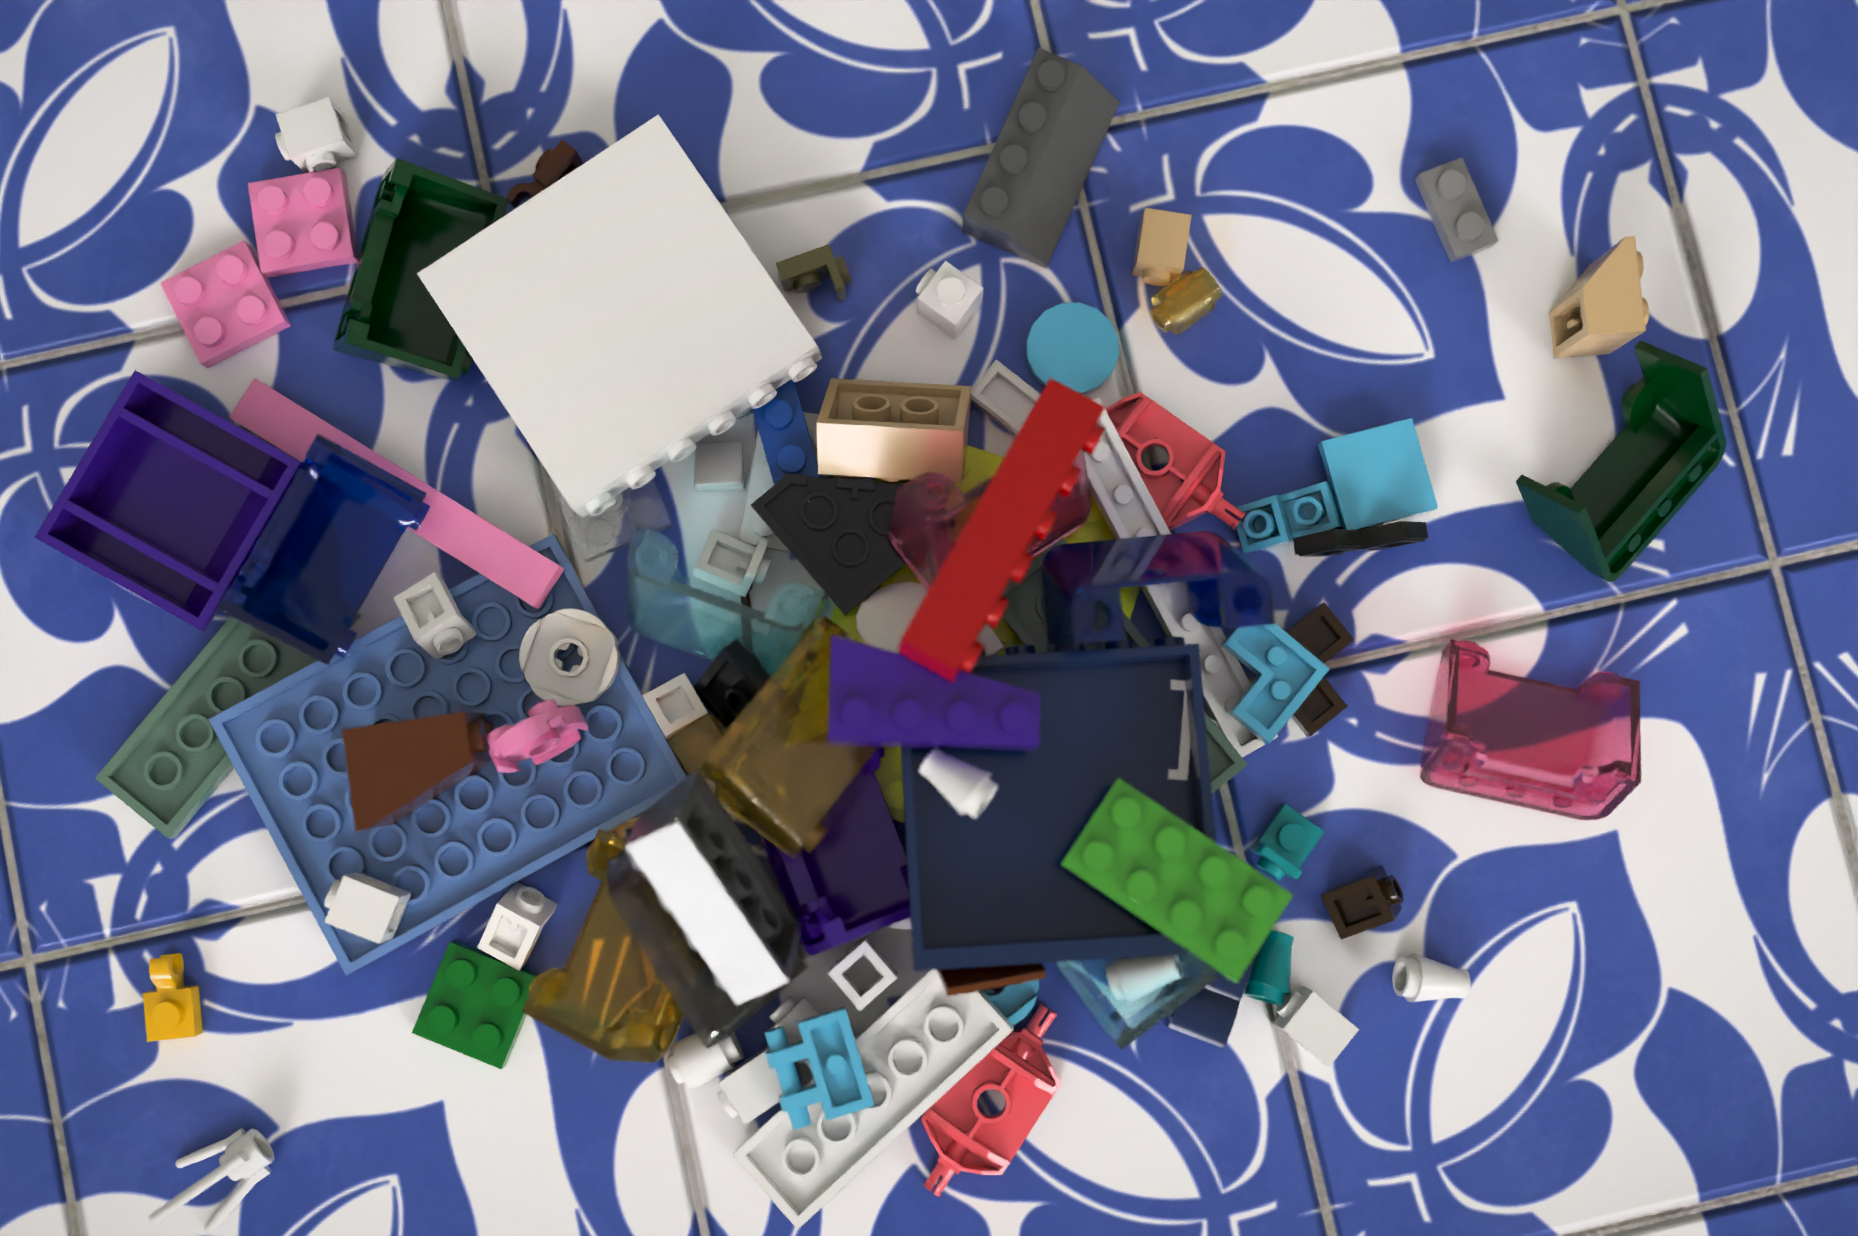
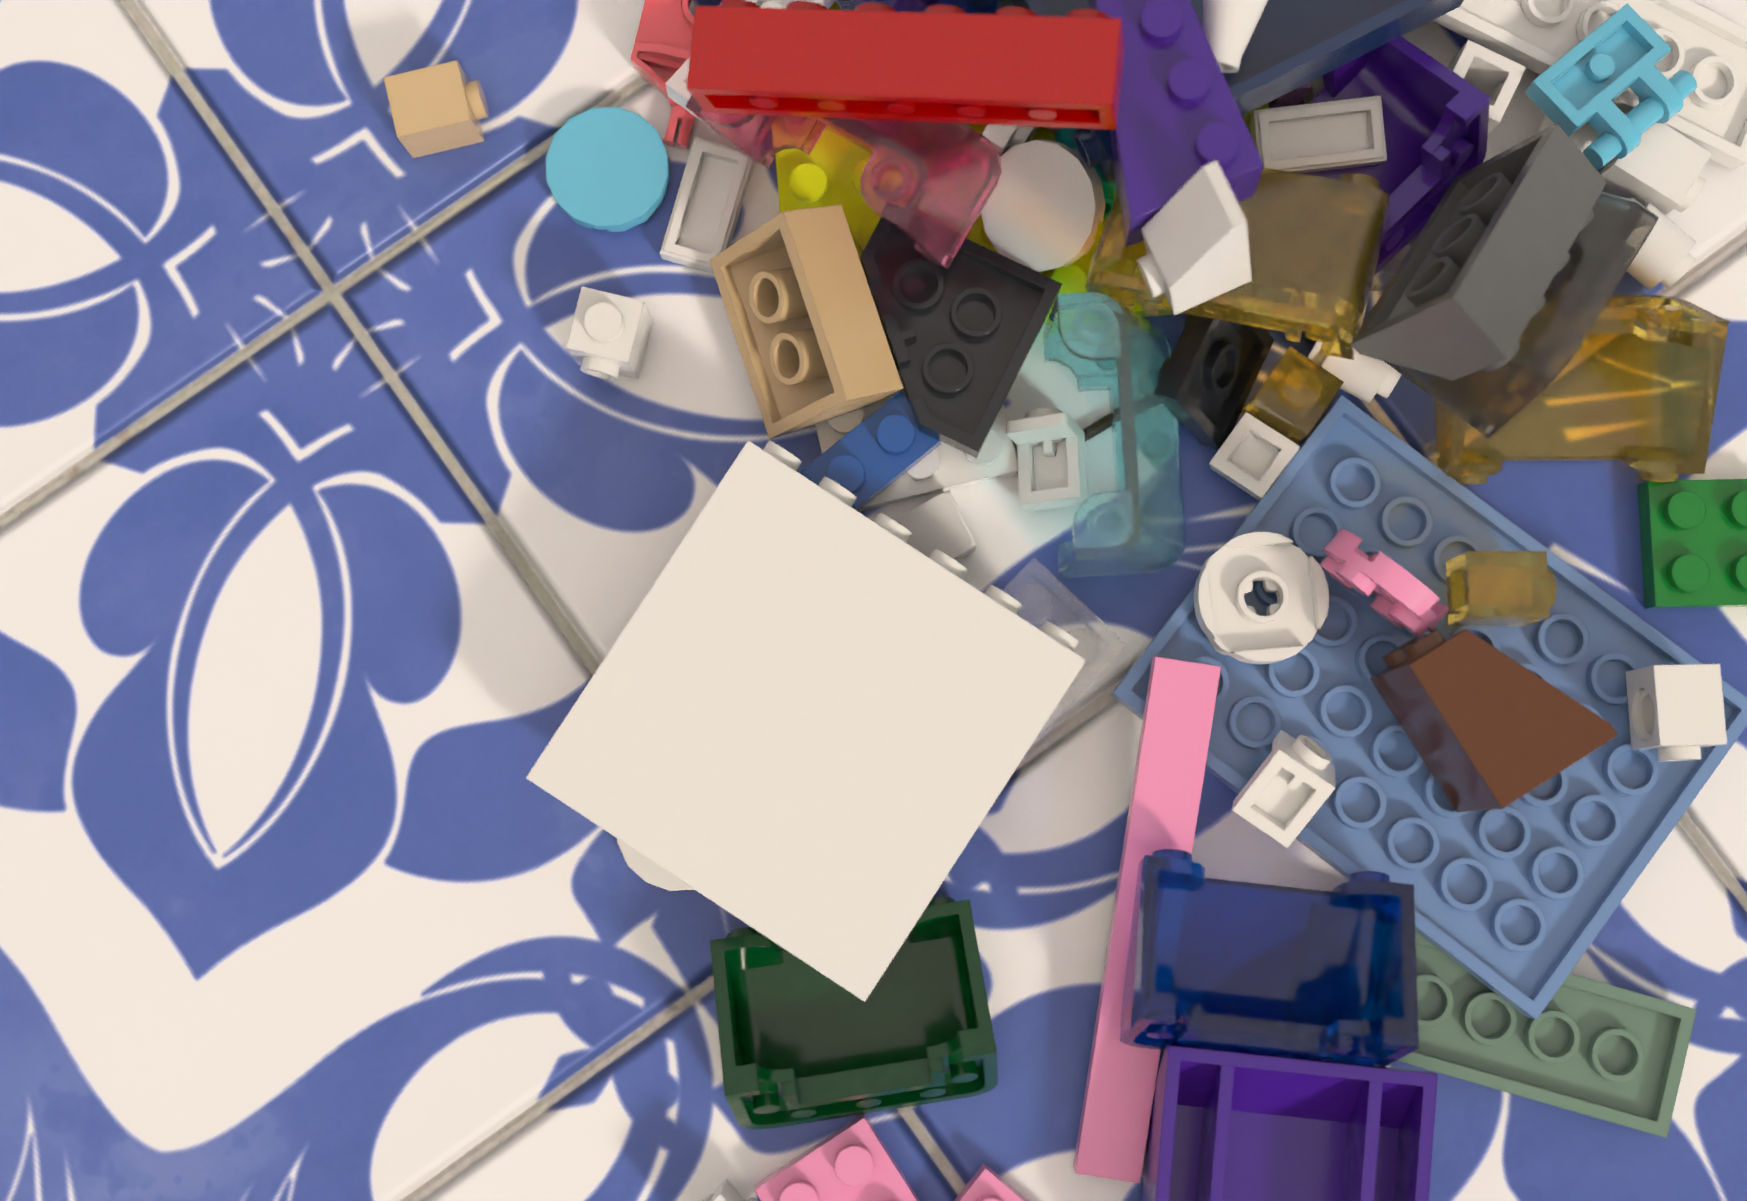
camera: 110 degrees left, 0 degrees up
(502, 824) = (1499, 588): none -> clear yellow brick
(516, 925) = (1599, 532): white bracket -> none
(549, 168) = (645, 903): reddish brown plate -> none
(799, 679) = (1197, 243): none -> white slope
(807, 270) = (646, 526): olive bracket -> none
(872, 841) = (1320, 135): none -> white tile
(1040, 159) = (382, 303): dark grey slope -> none
(1185, 301) = (493, 53): clear yellow brick -> none

